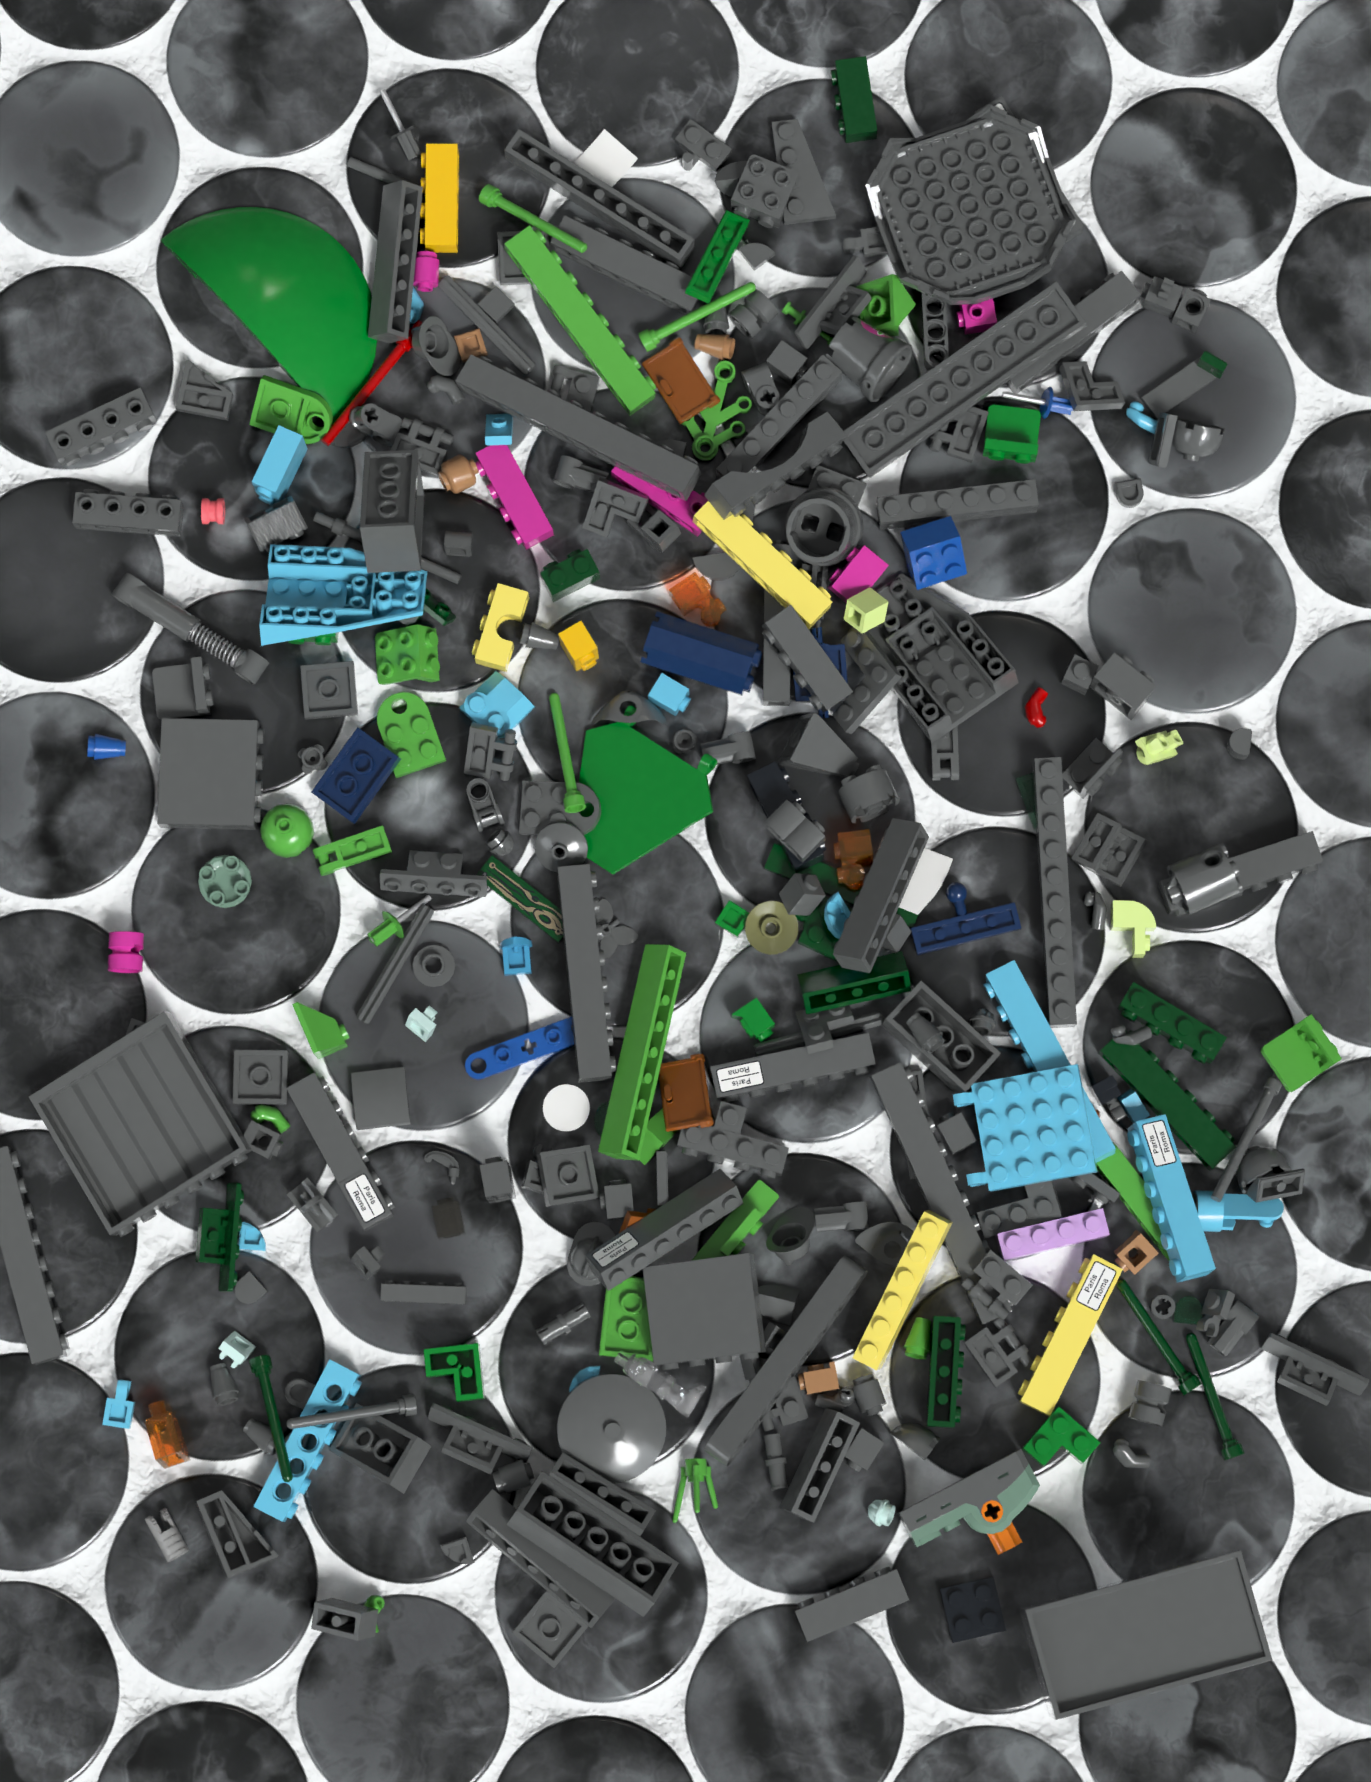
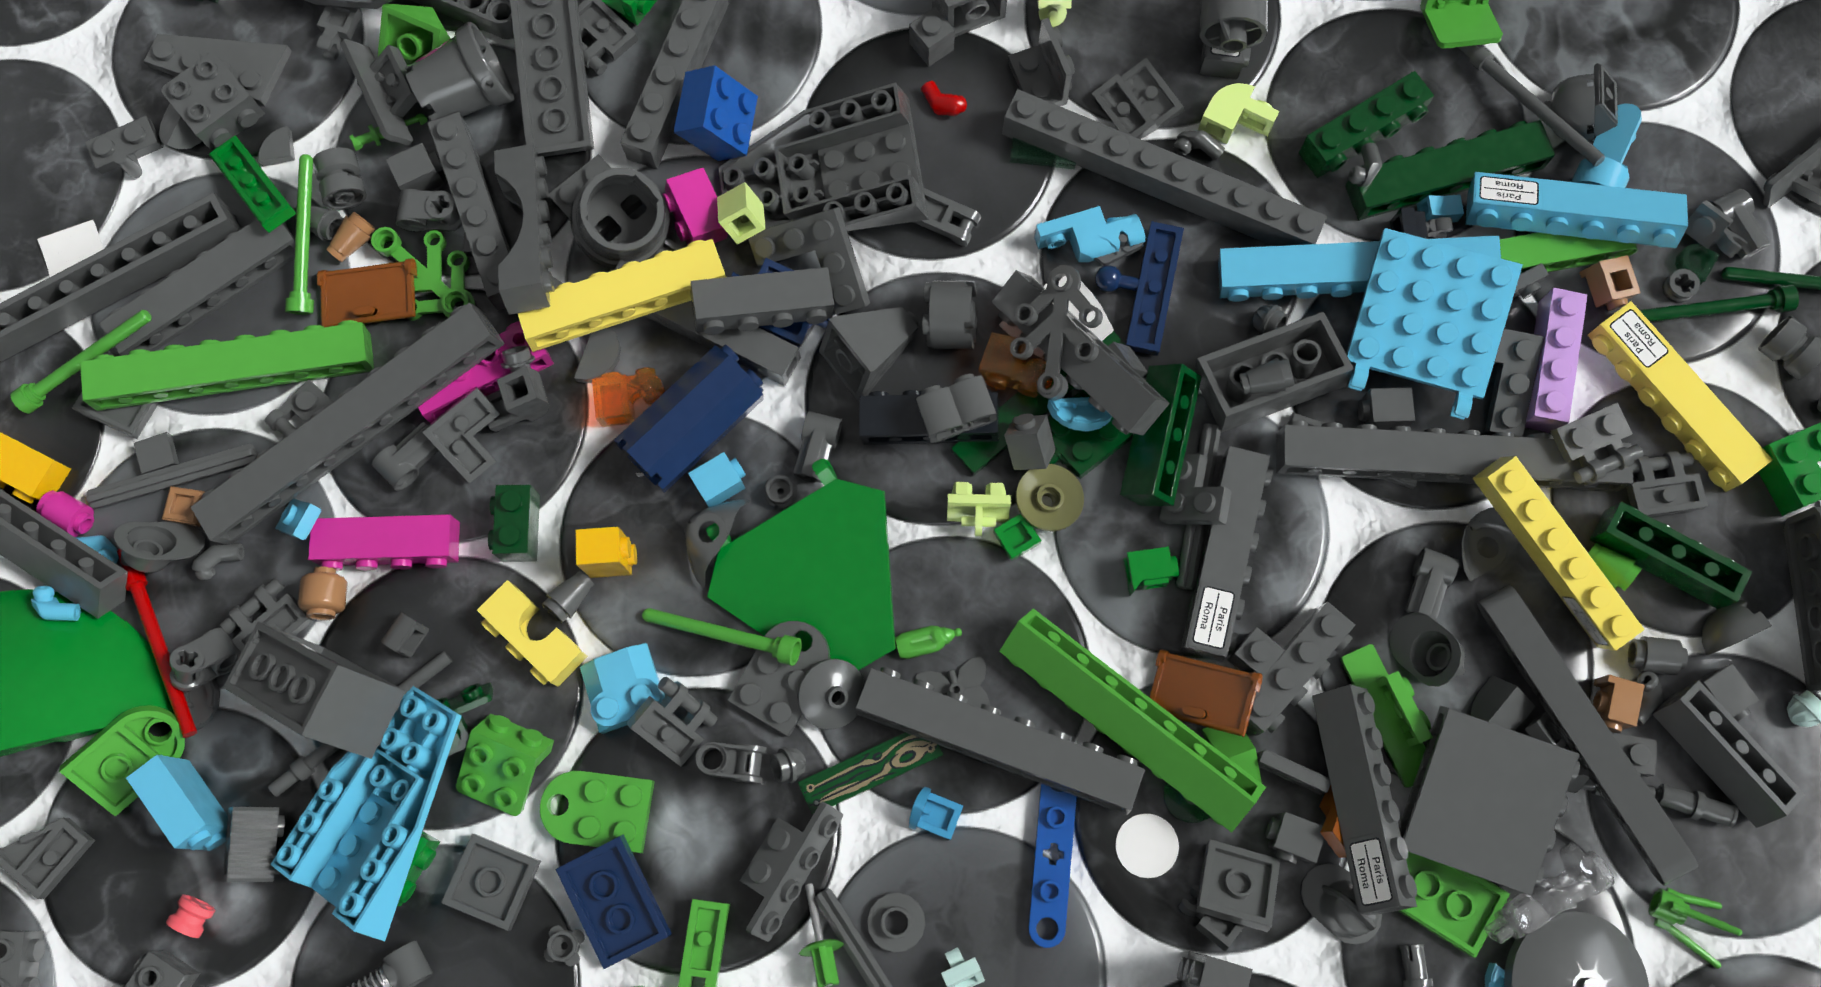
camera: 65 degrees left, 5 degrees down
(359, 302) = (49, 607): none -> medium azure arm
(629, 891) = (924, 640): none -> bright green piece
(681, 514) = (517, 358): none -> dark grey plate
(737, 883) = (978, 509): none -> yellowish green hips
(888, 871) = (1057, 326): none -> dark grey plant
(981, 867) = (1093, 236): none -> medium azure plate

